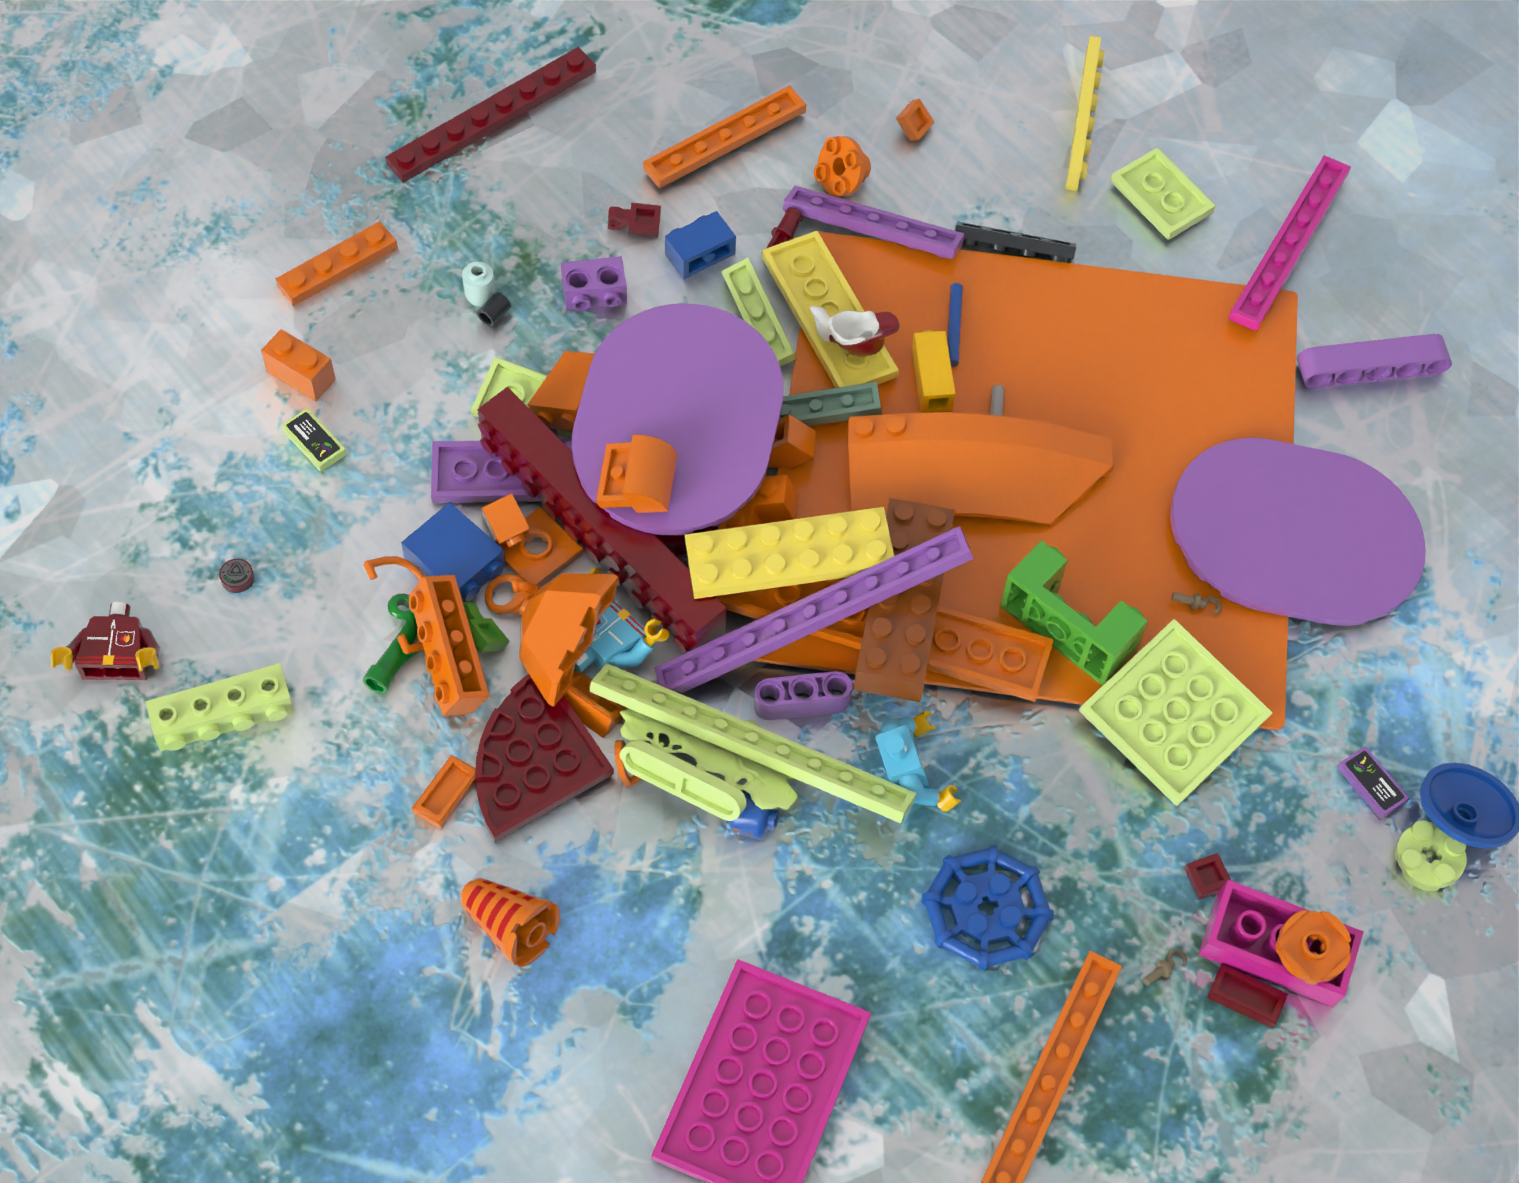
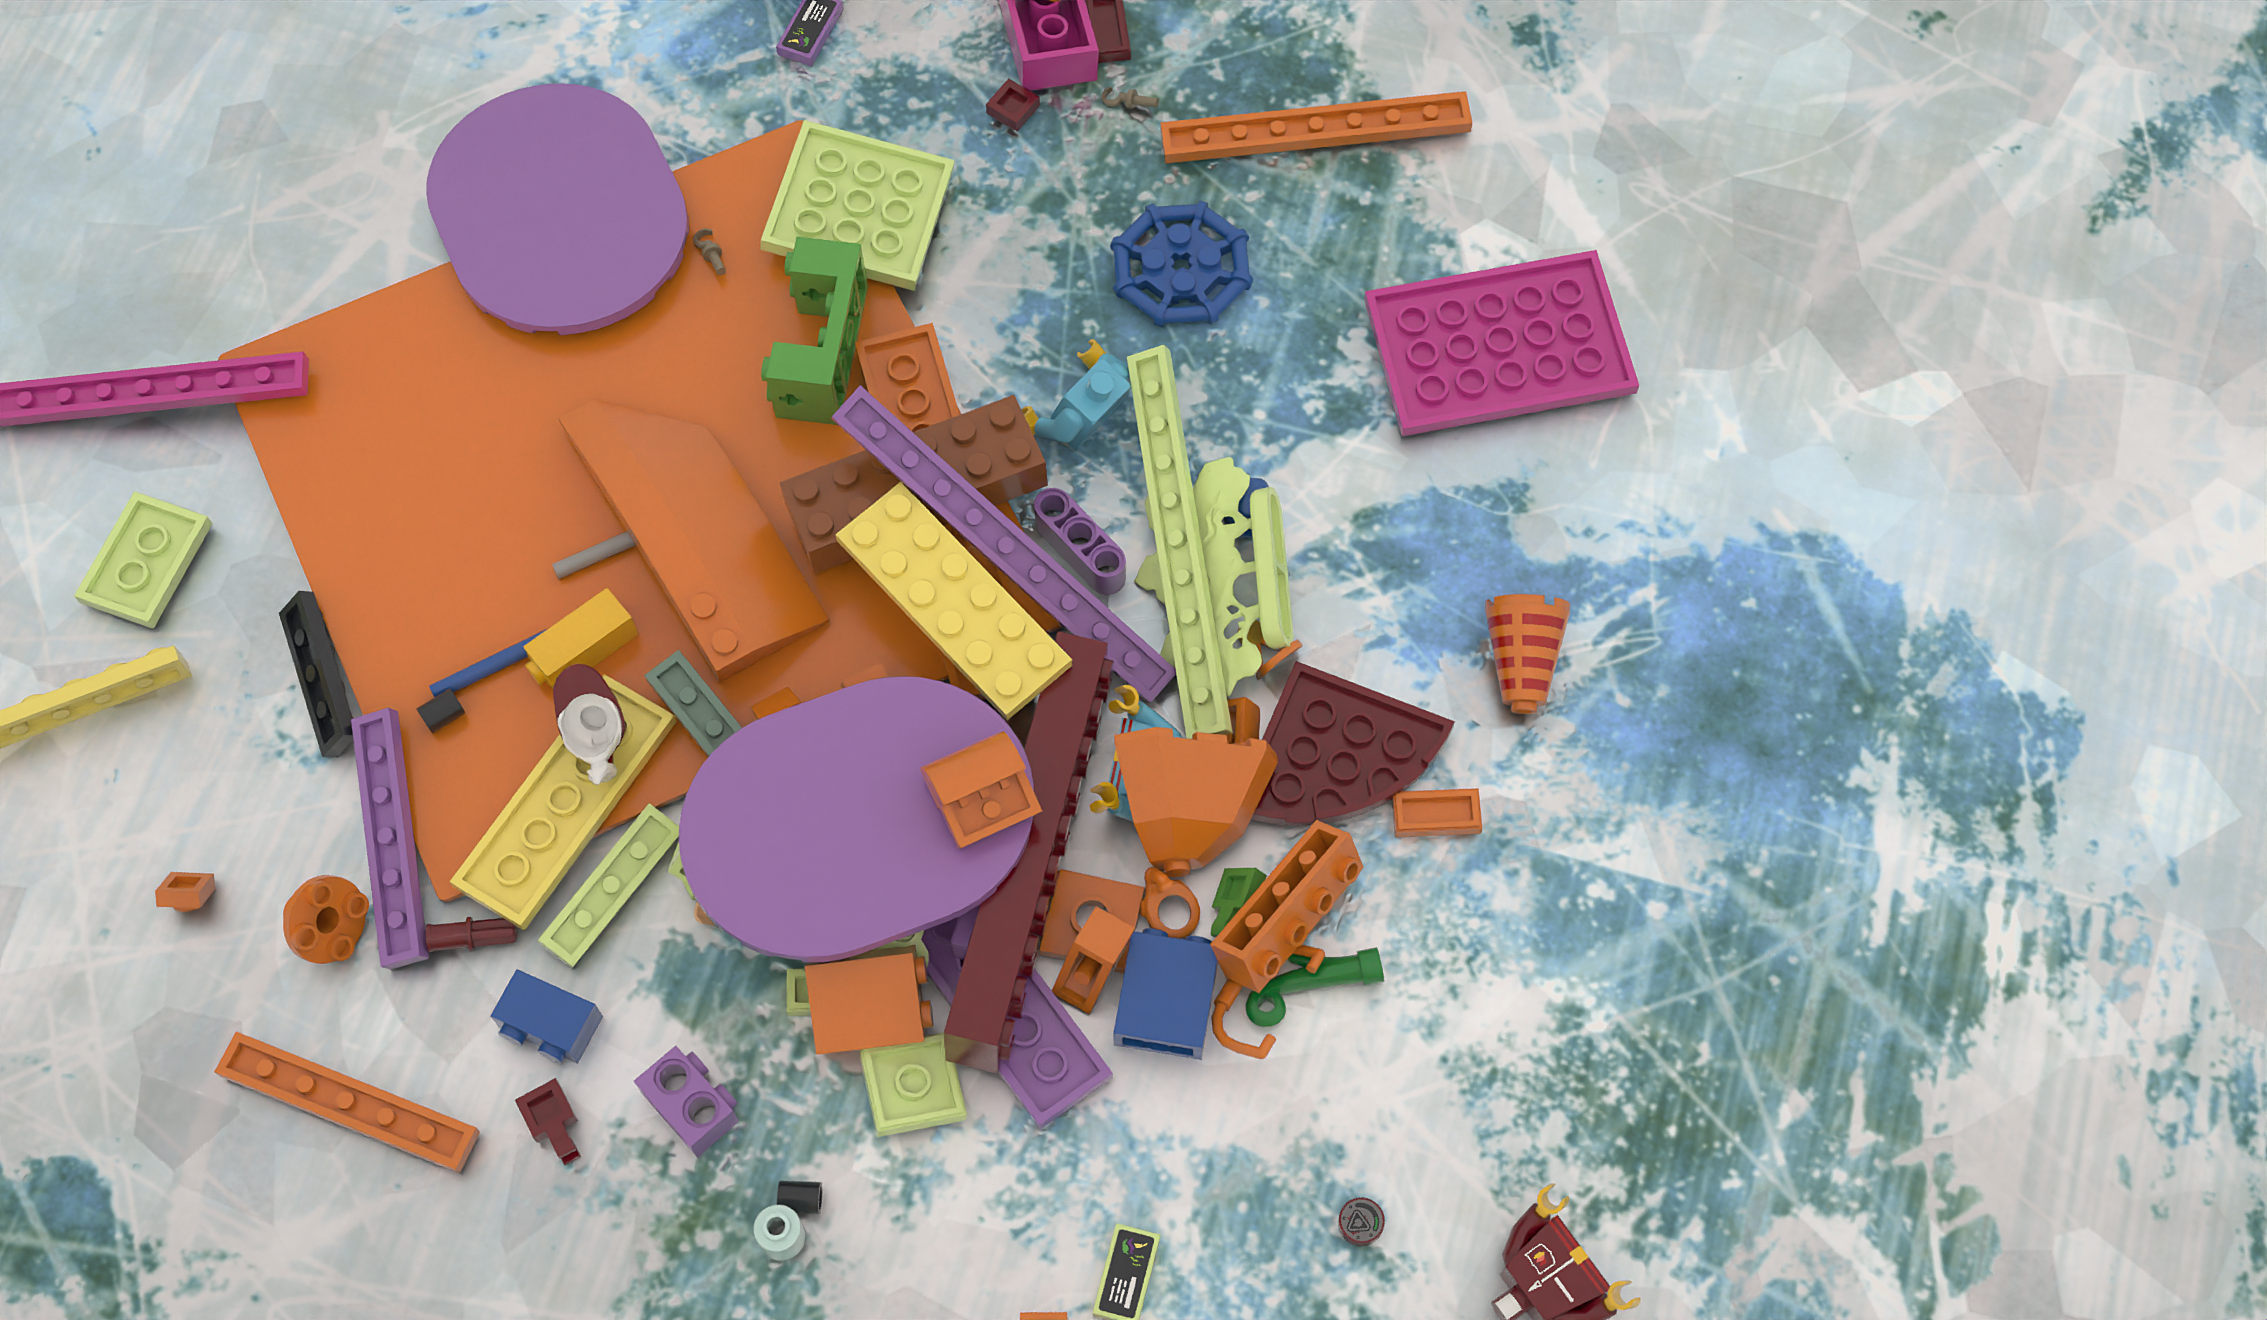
camera: 120 degrees left, 5 degrees up
(219, 707) = (1529, 1102): yellowish green brick -> none
(939, 282) = (440, 710): none -> black hinge
(1374, 361) = (274, 241): medium lavender beam -> none

